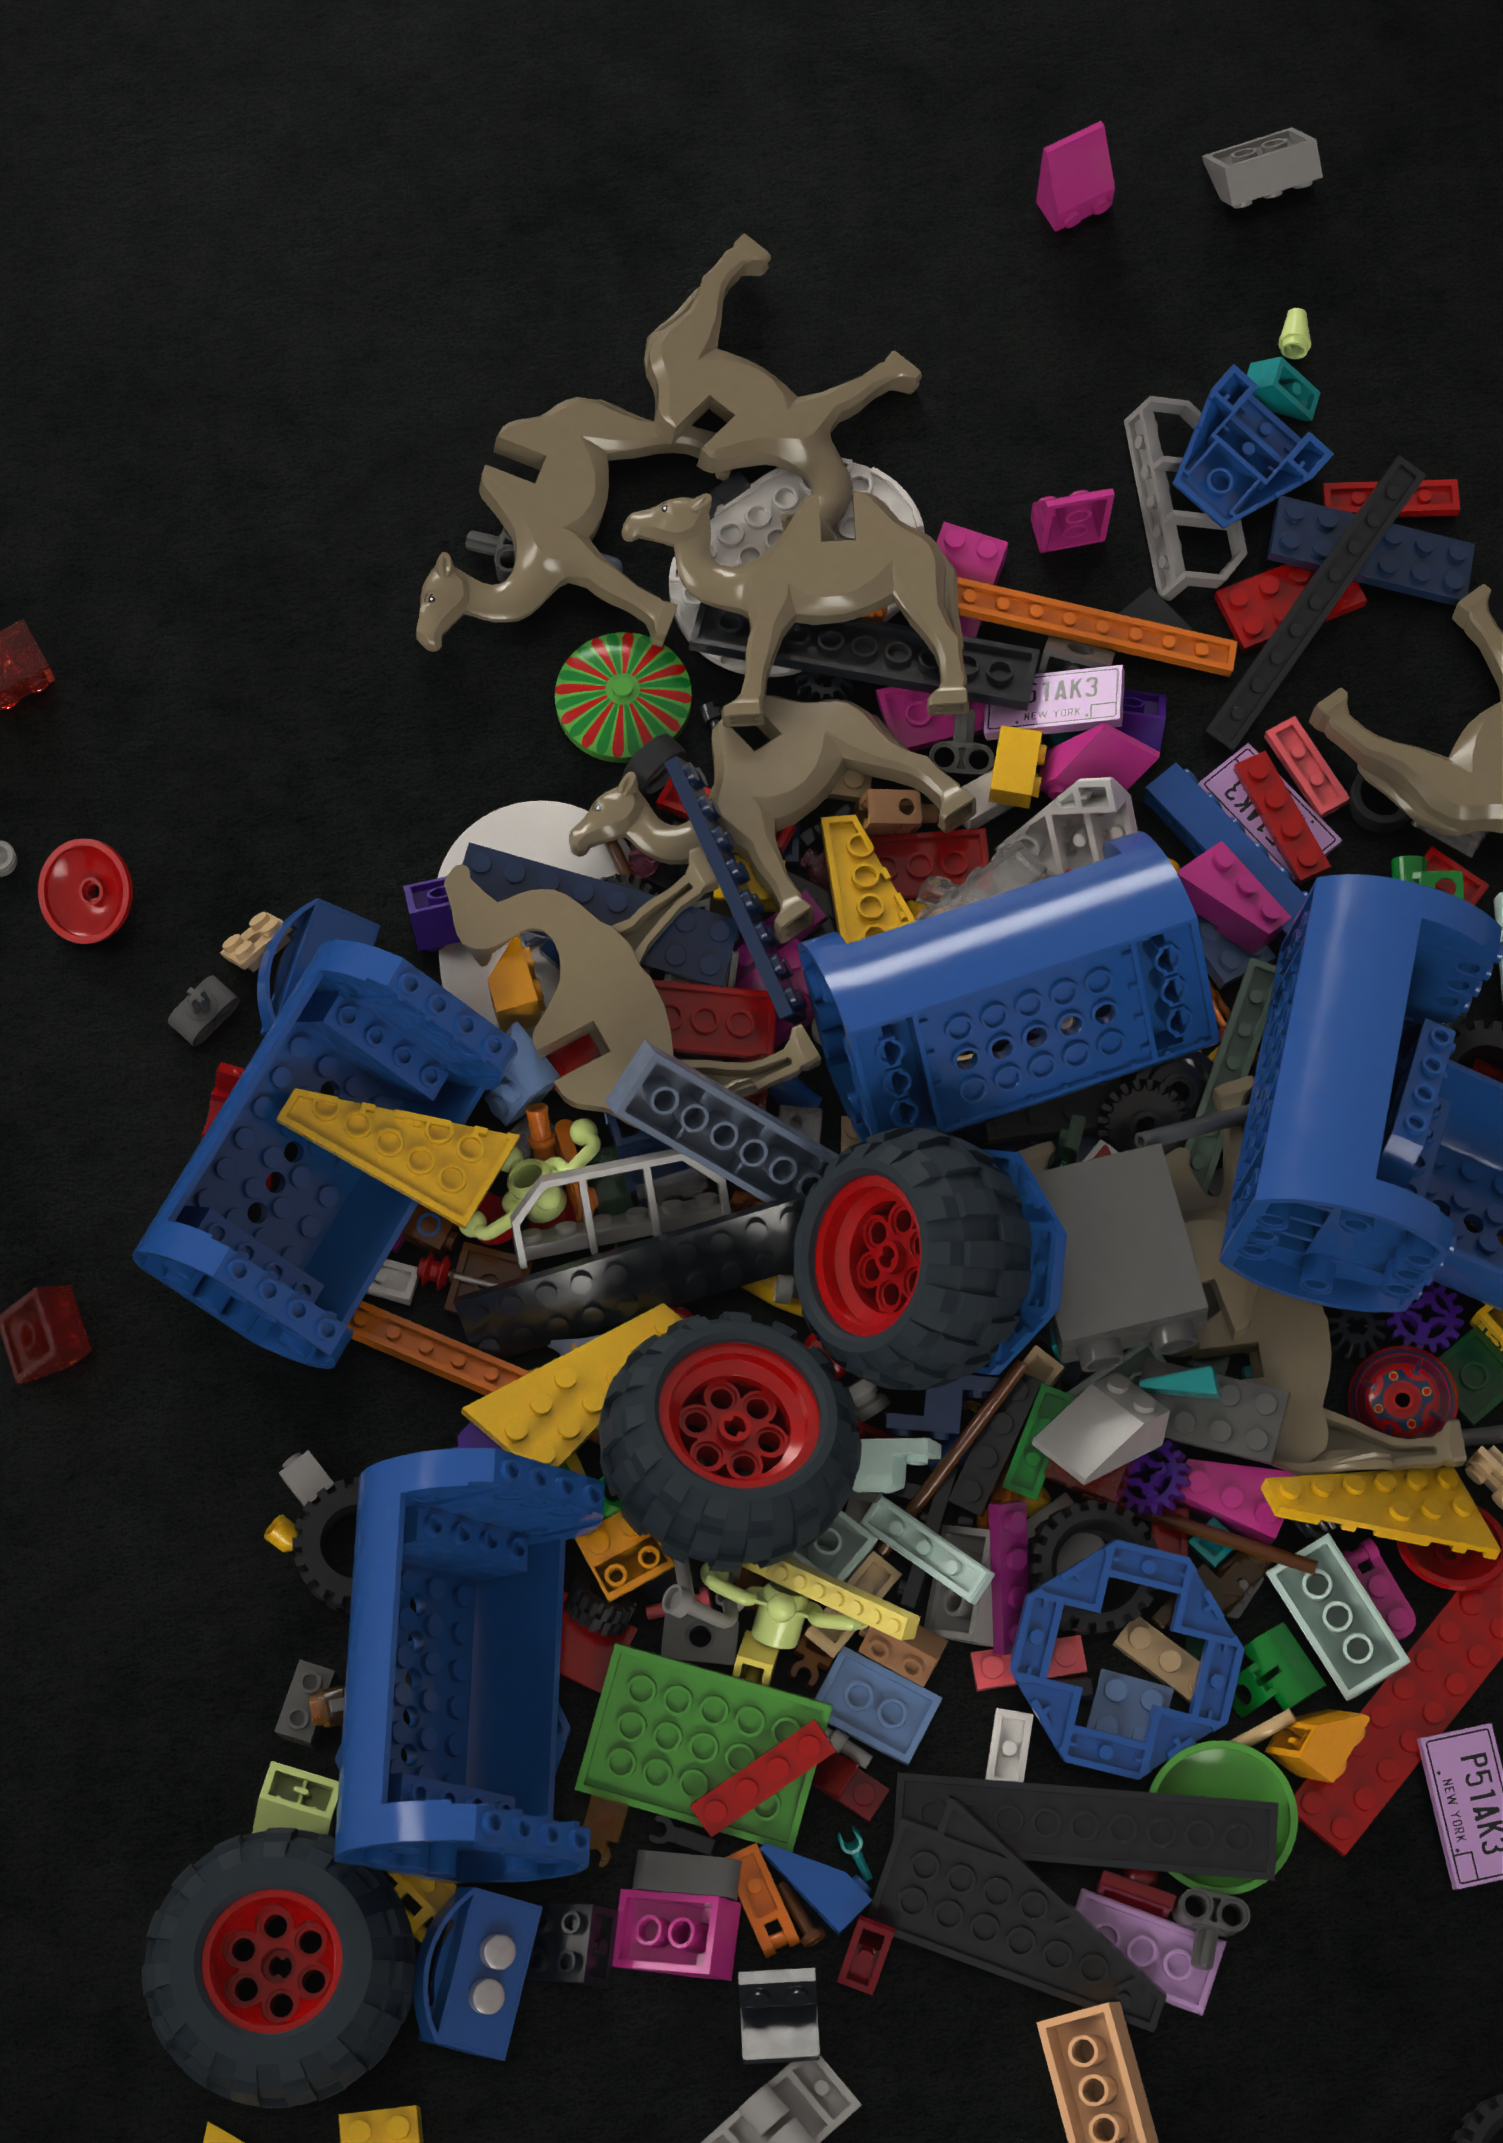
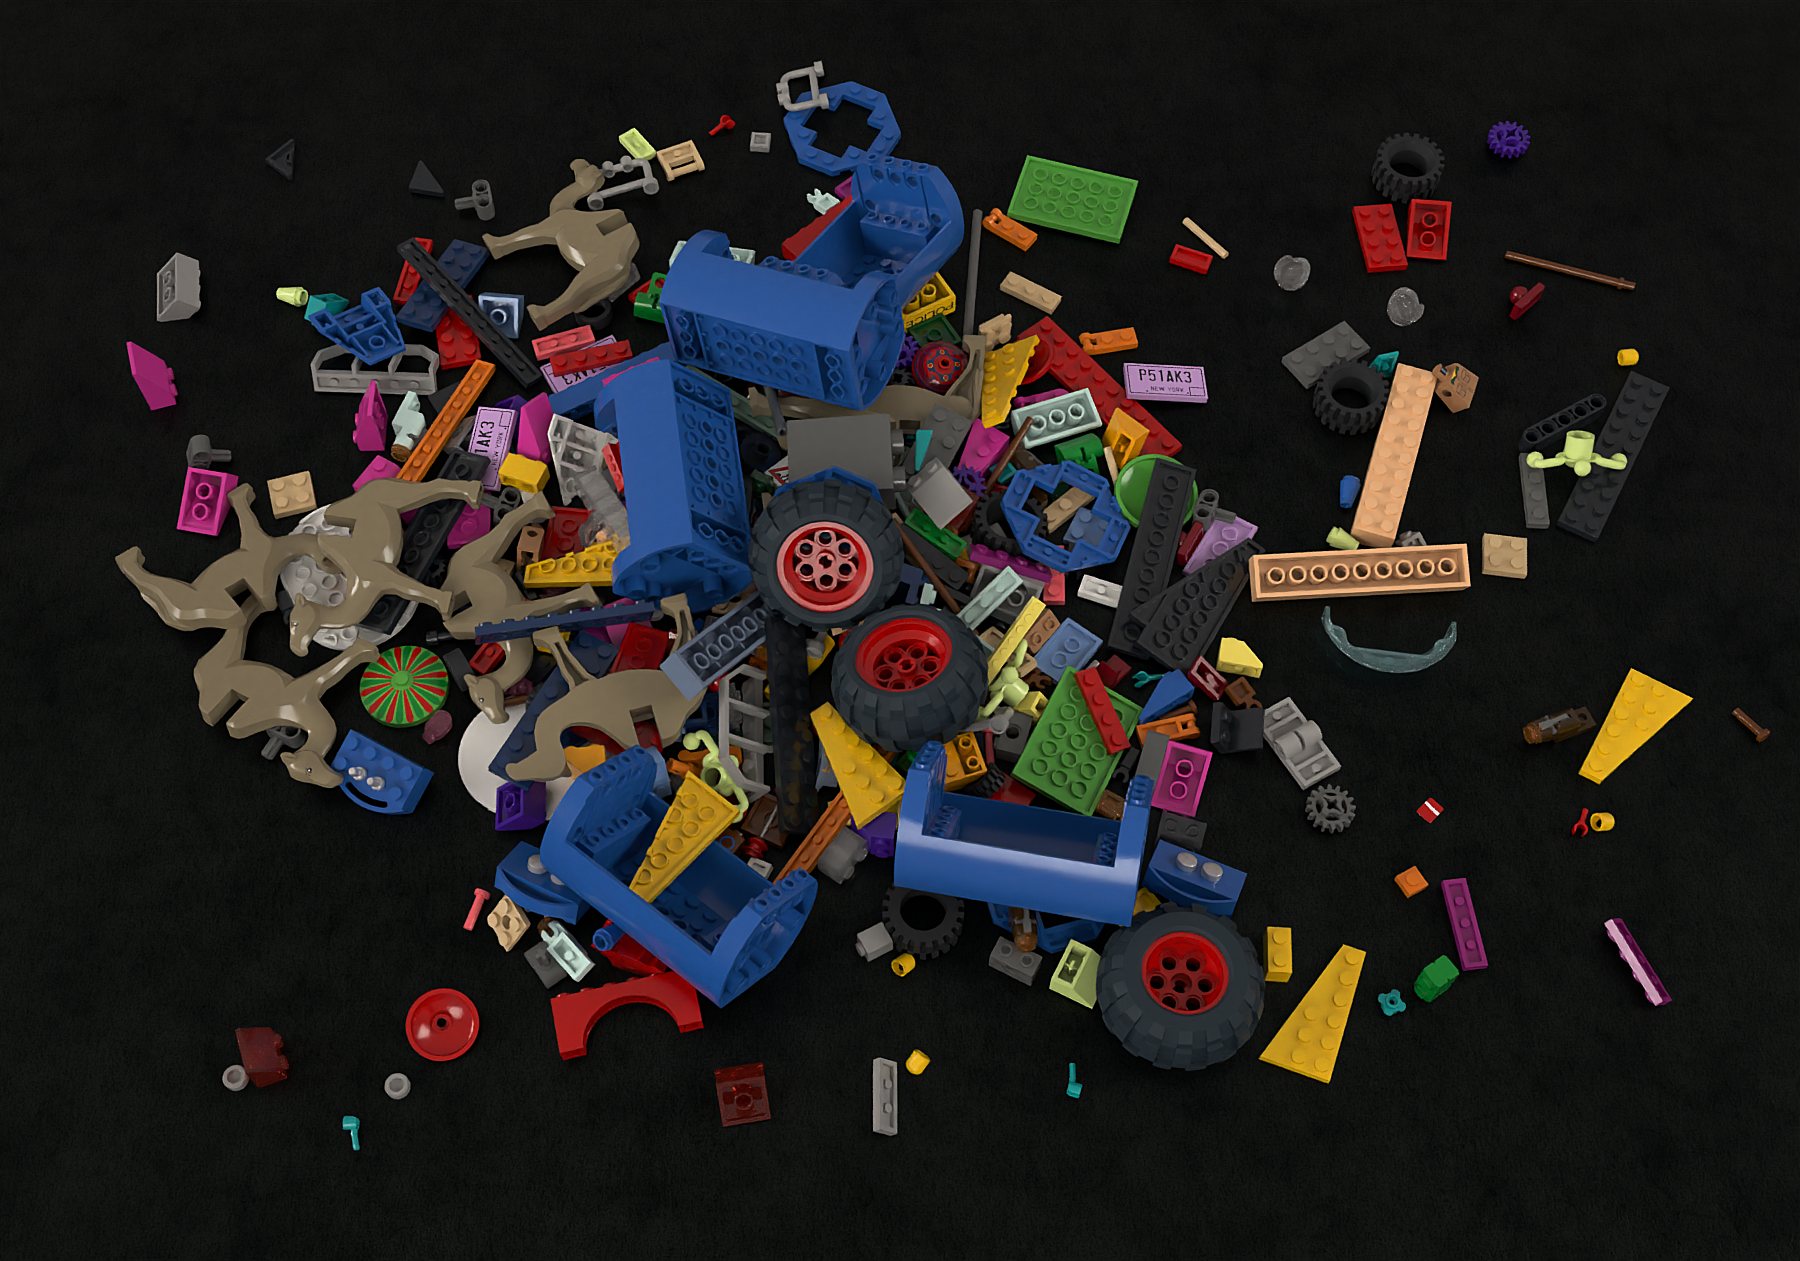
camera: 80 degrees left, 10 degrees down
(65, 1542) = (885, 1096): none -> light grey plate
(118, 1827) = (1073, 1088): none -> teal hand
(124, 1579) = (917, 1062): none -> yellow piece
(130, 1073) = (579, 1011): none -> red arch
(217, 1032) = (565, 948): none -> light aqua plate
(223, 1076) = (607, 937): none -> blue cone
(298, 894) = (481, 895): none -> coral piece
(438, 1403) = (842, 855): none -> clear brick
(460, 700) = (380, 774): none -> blue piece
(561, 761) = (437, 726): none -> clear pink arm
(854, 2021) = (1242, 693): none -> reddish brown plate
(883, 321) = (205, 501): none -> dark pink slope
(922, 2002) = (1238, 658): none -> light yellow slope
(924, 444) = (292, 494): none -> tan plate
(958, 294) = (200, 453): none -> dark grey beam
(1083, 578) = (408, 427): none -> light aqua plate
(1340, 656) = (504, 311): none -> medium blue slope

